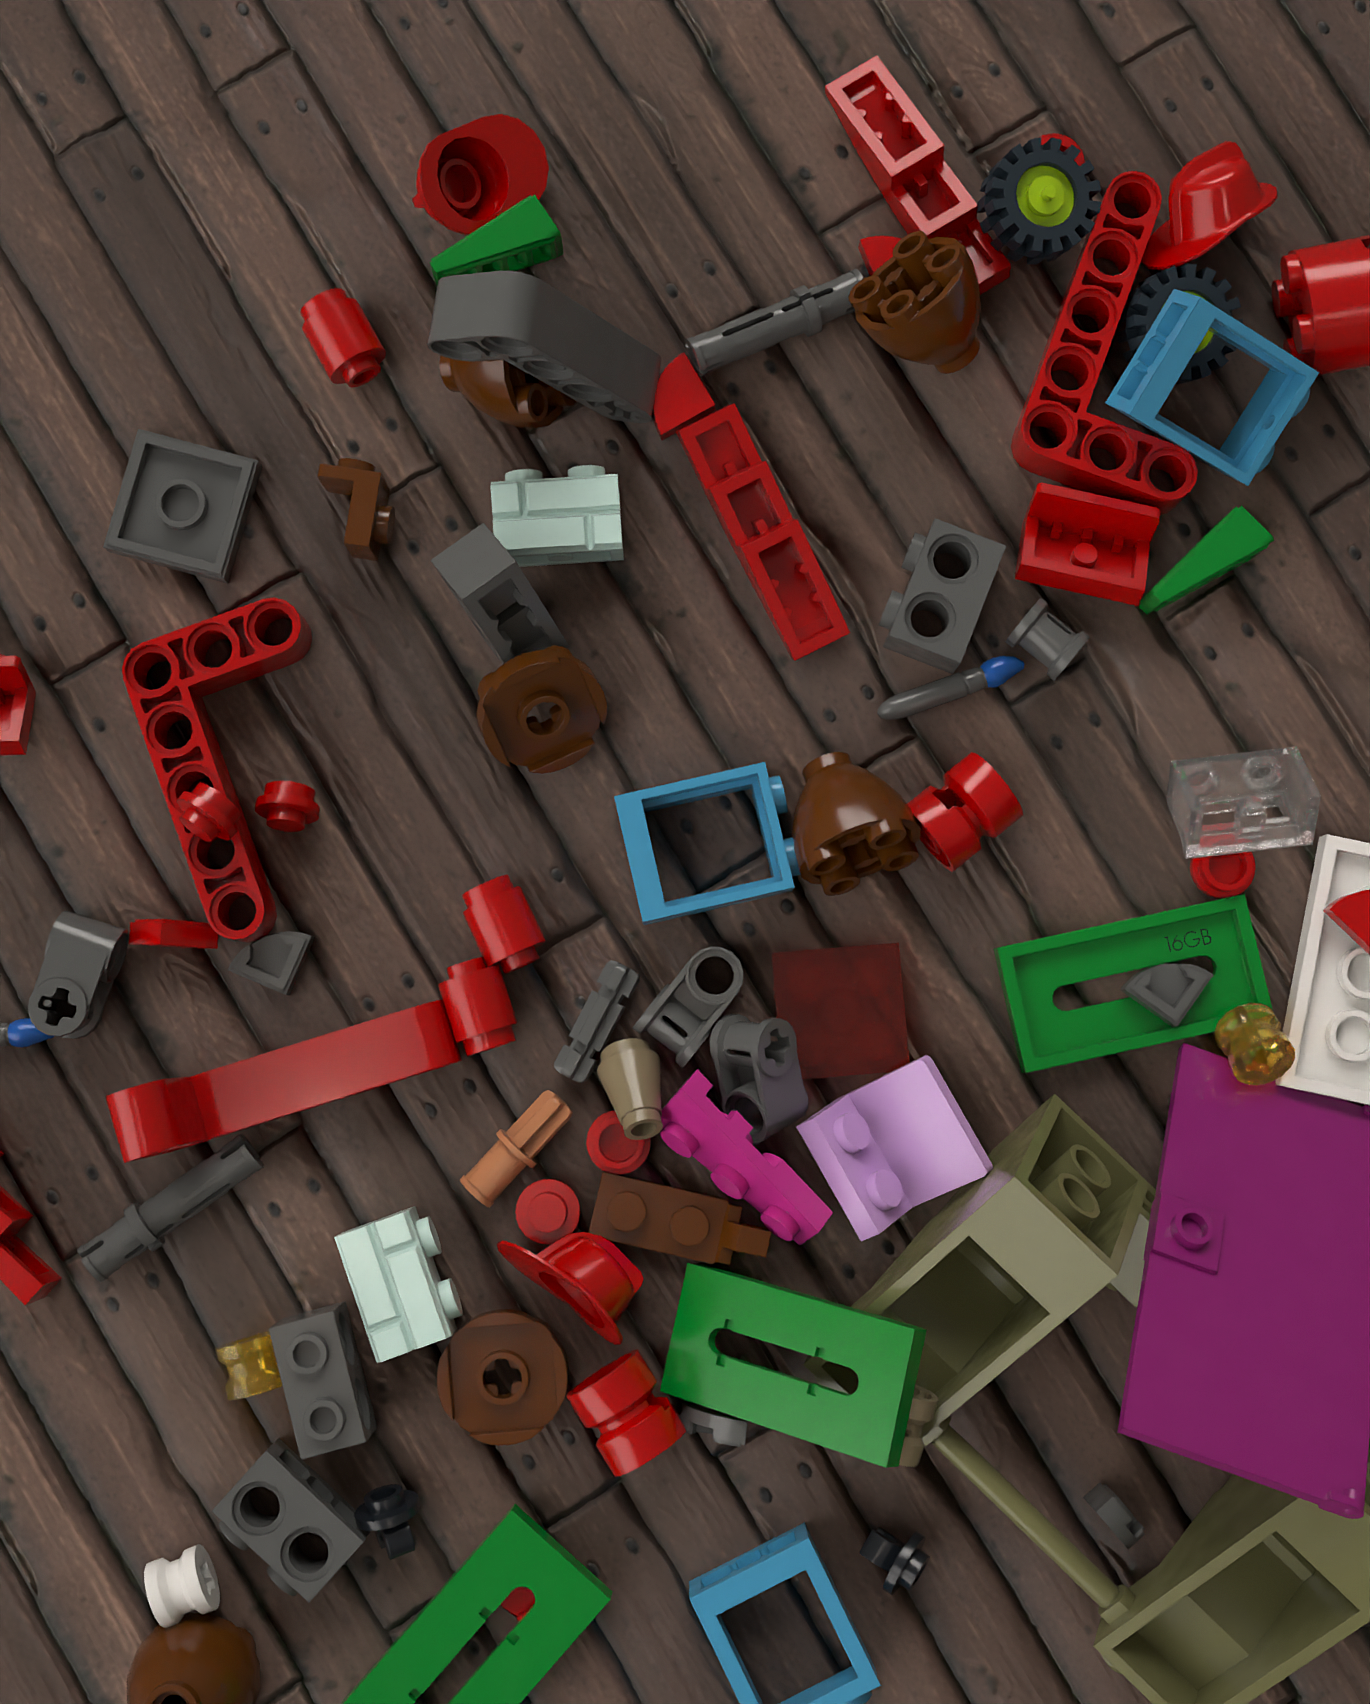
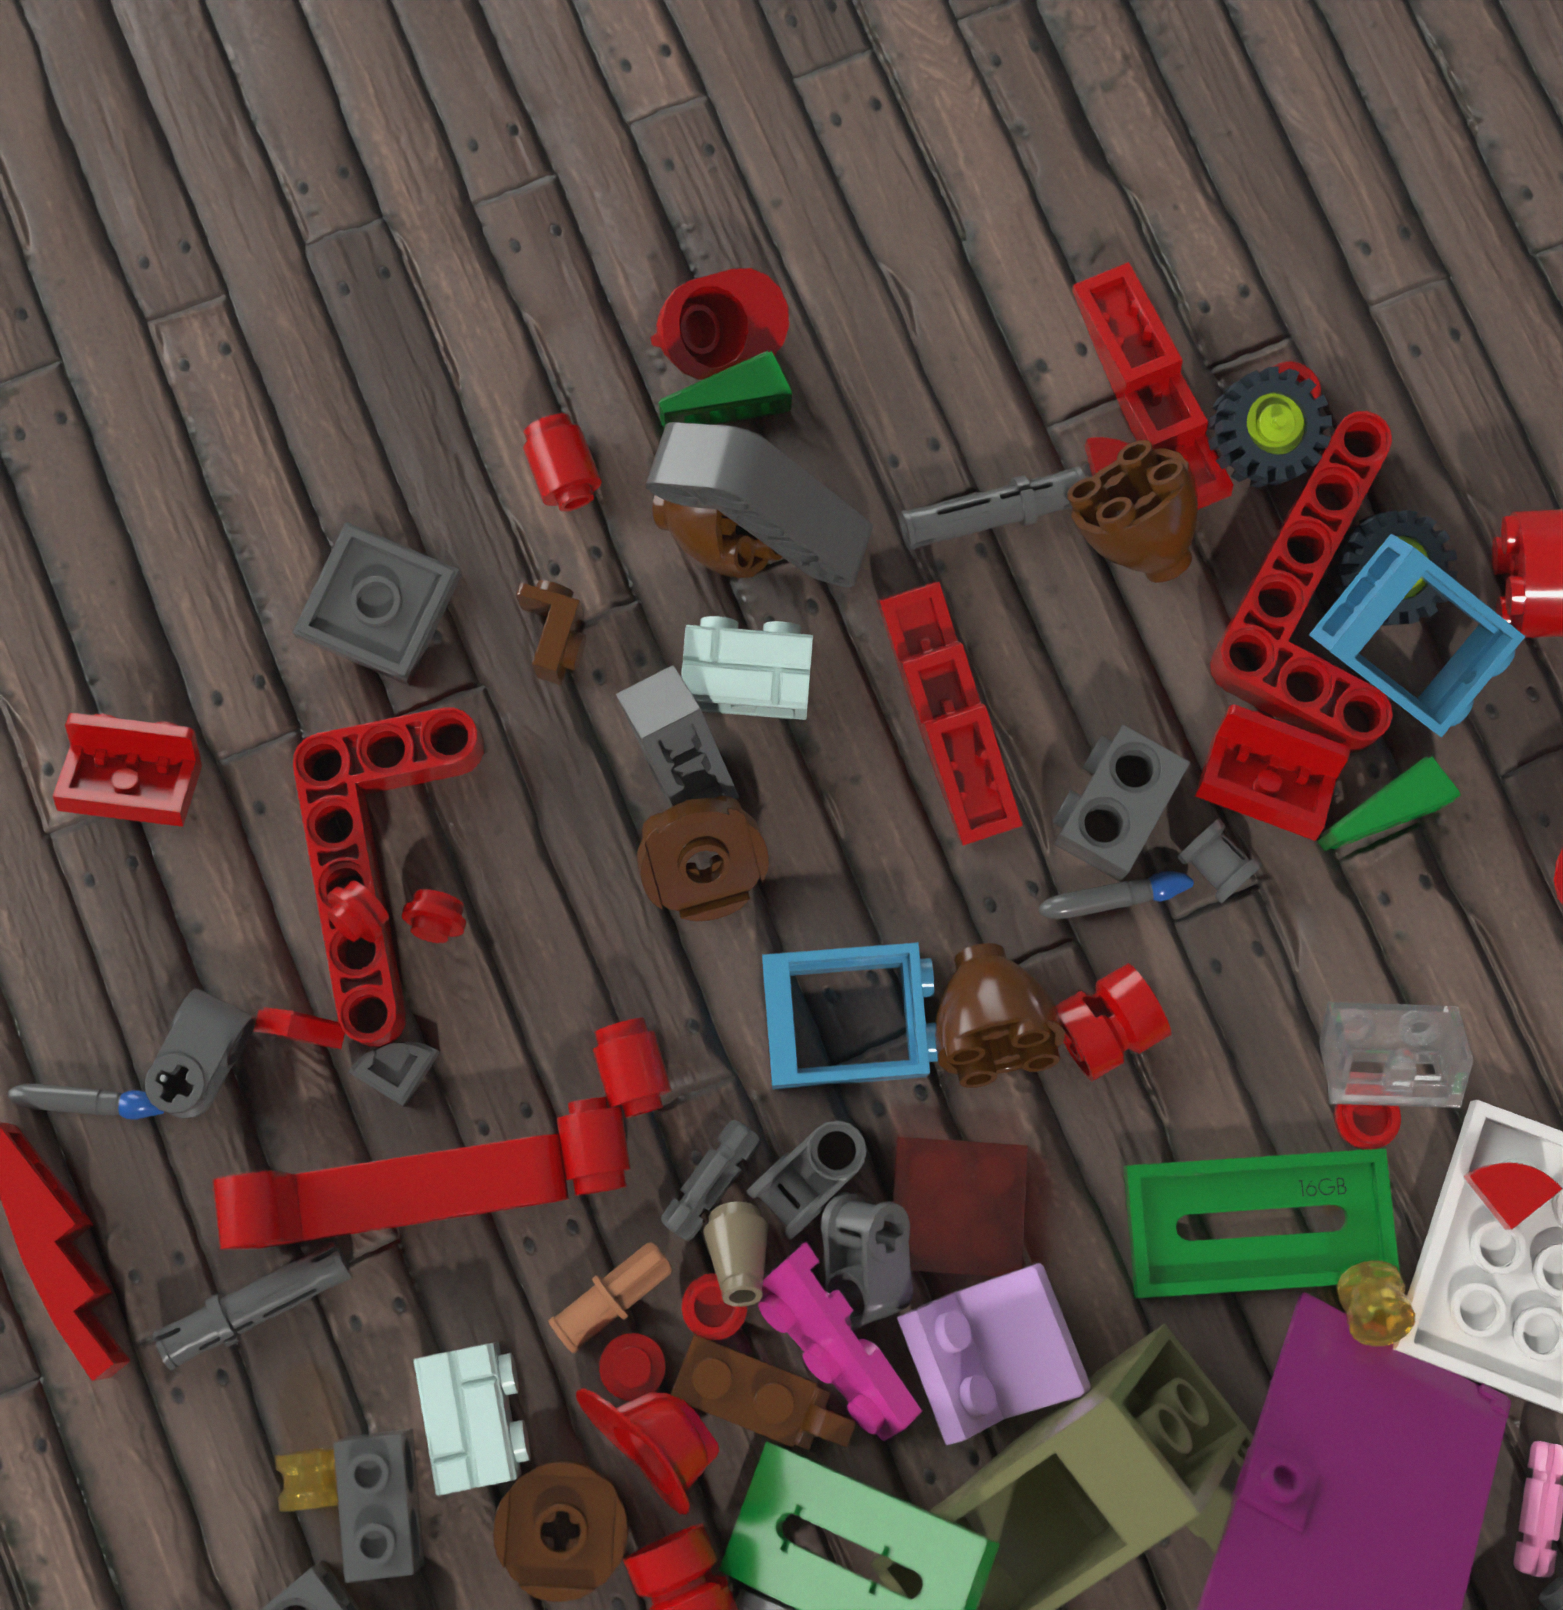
camera: 10 degrees right, 5 degrees down
(680, 397) = (885, 568): red tile -> none
(1167, 989) = (1295, 1234): dark grey tile -> none
(1206, 205) = (1435, 455): red piece -> none

